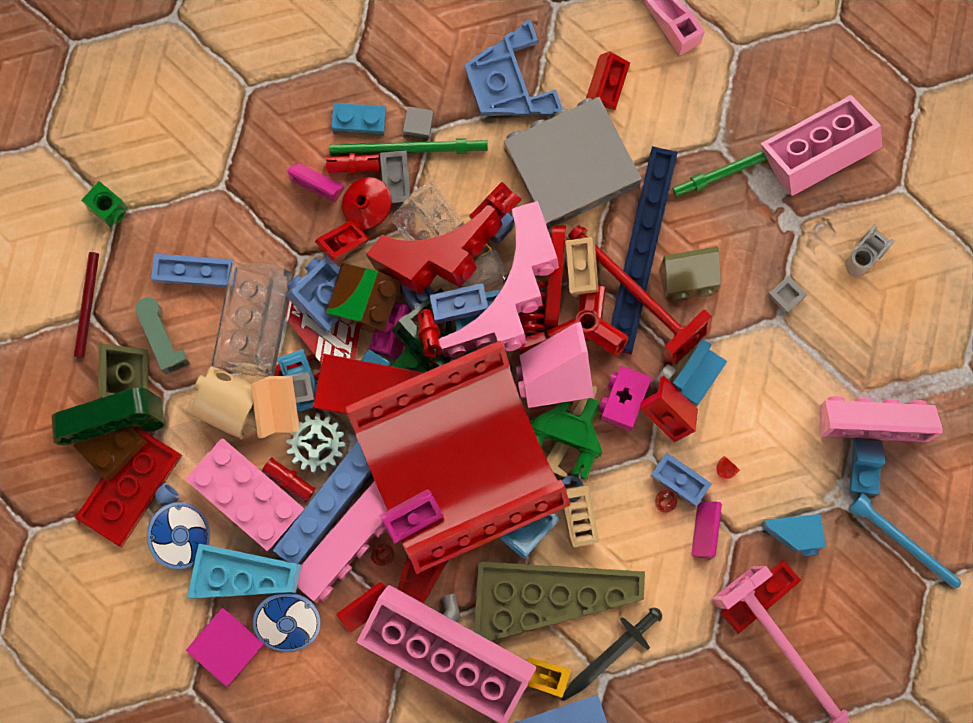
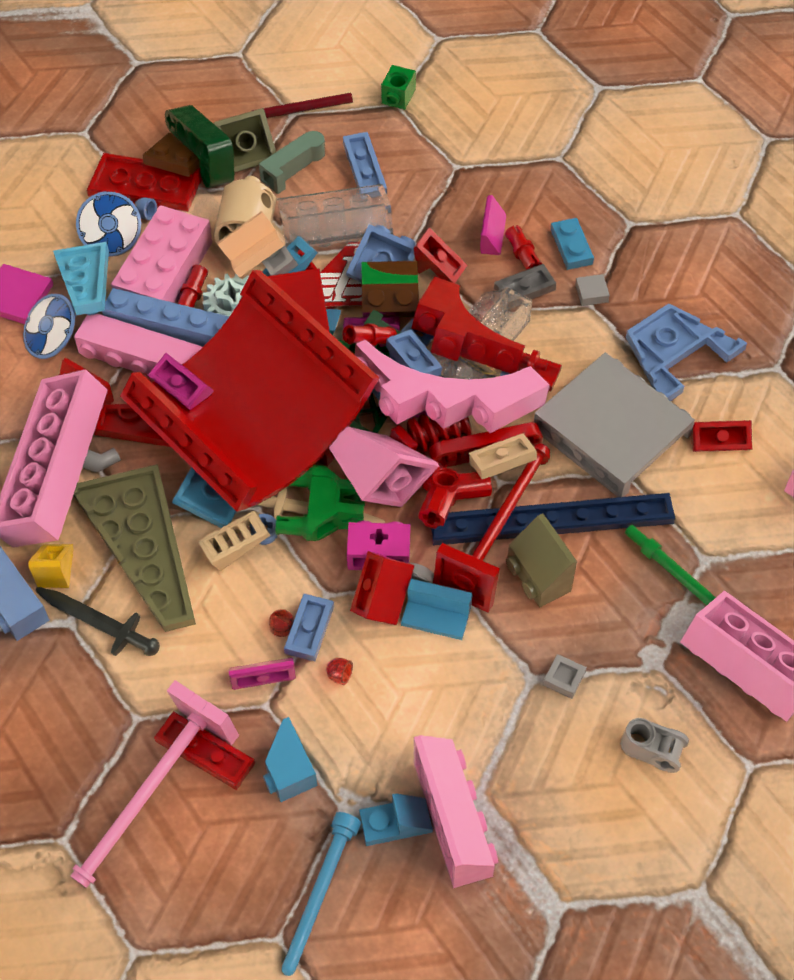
camera: 70 degrees right, 20 degrees down
(374, 209) = (489, 271): red dish -> none
(459, 146) = (583, 327): green bar -> none

